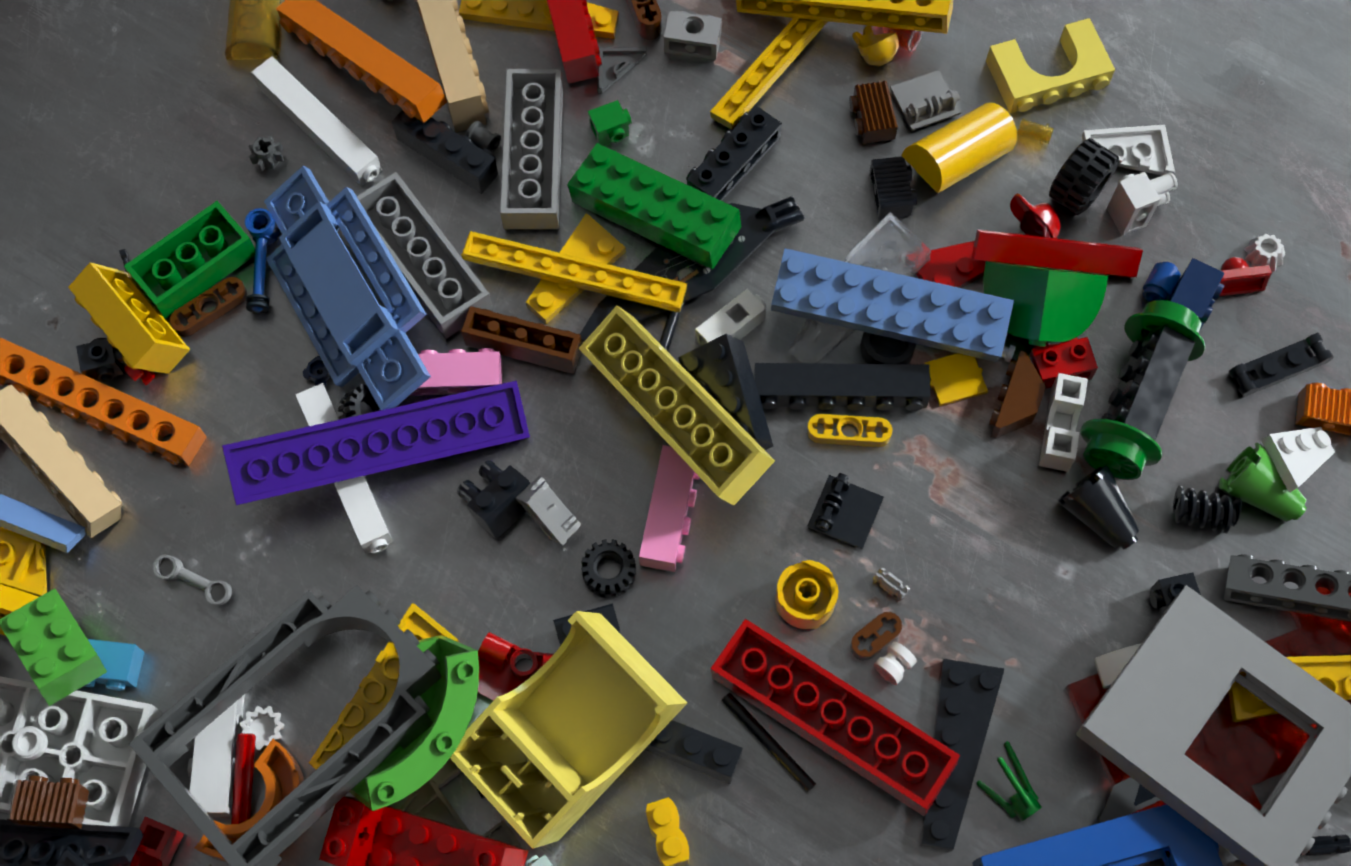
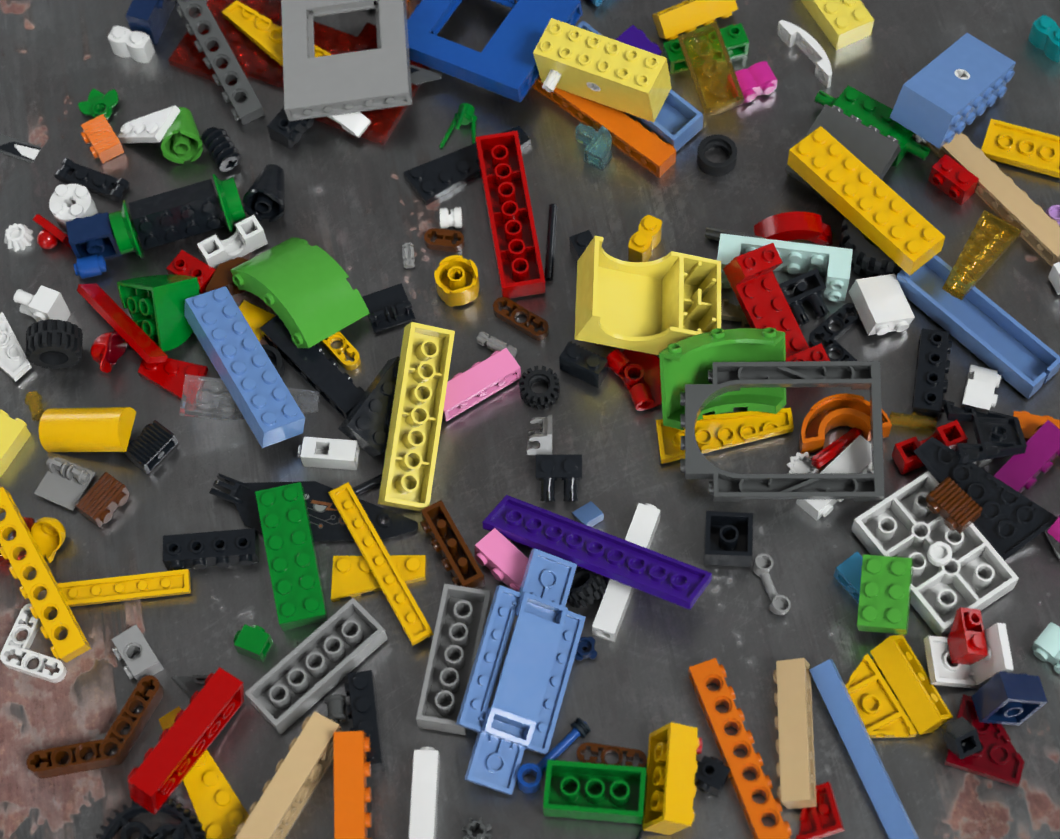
camera: 130 degrees left, 5 degrees down
(269, 579) = (728, 539): none -> black brick
(434, 490) = (588, 514): none -> medium blue slope
(681, 621) = (515, 310): none -> reddish brown beam
(698, 574) = (494, 344): none -> light grey axle
(935, 428) = (303, 290): none -> bright green panel
(1254, 316) = (71, 202): none -> white brick

